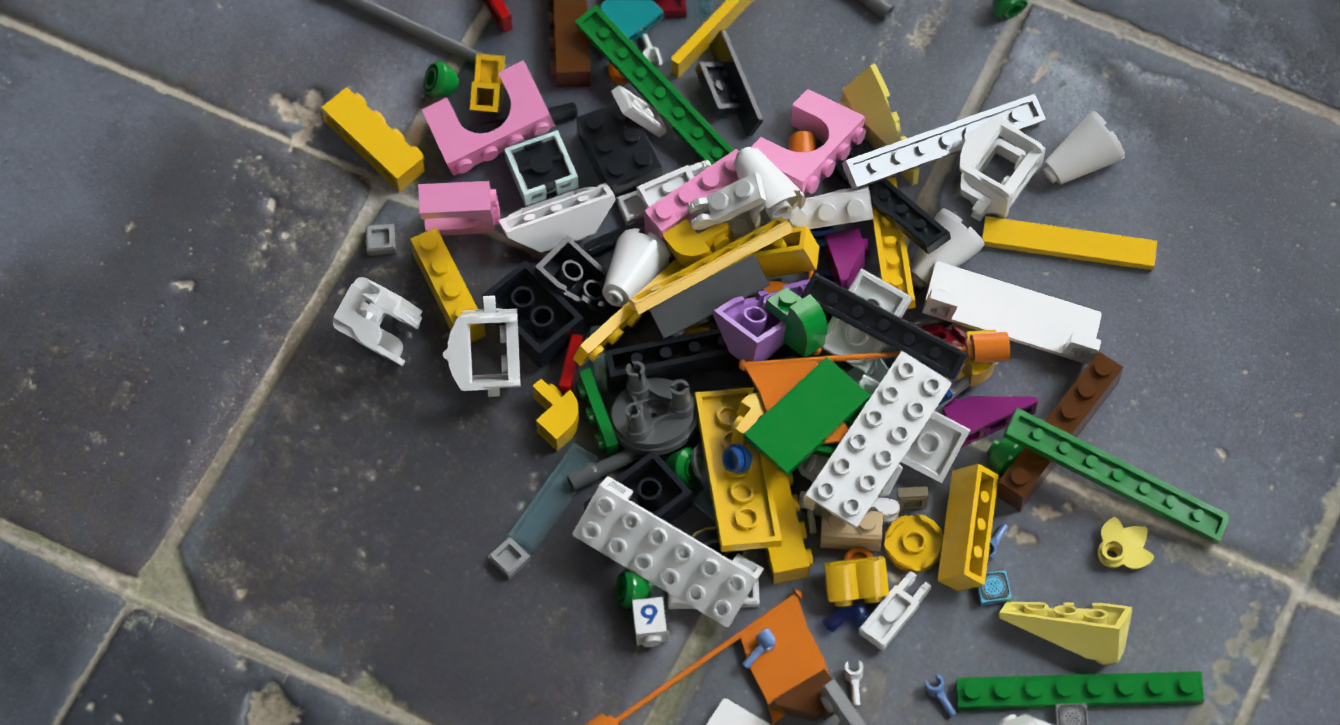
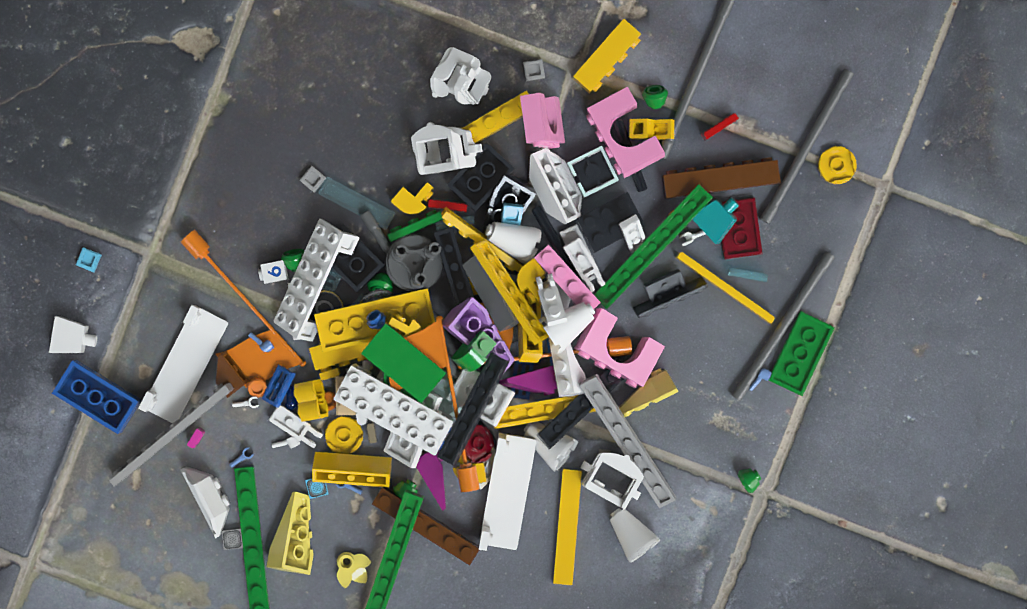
camera: 85 degrees right, 25 degrees up
(592, 270) = (512, 213): none -> medium azure tile
(815, 543) = (330, 374): none -> yellow tile
(832, 661) = (257, 387): none -> orange tile
(853, 639) = (280, 387): none -> blue tile
(919, 619) = (292, 442): none -> white hand

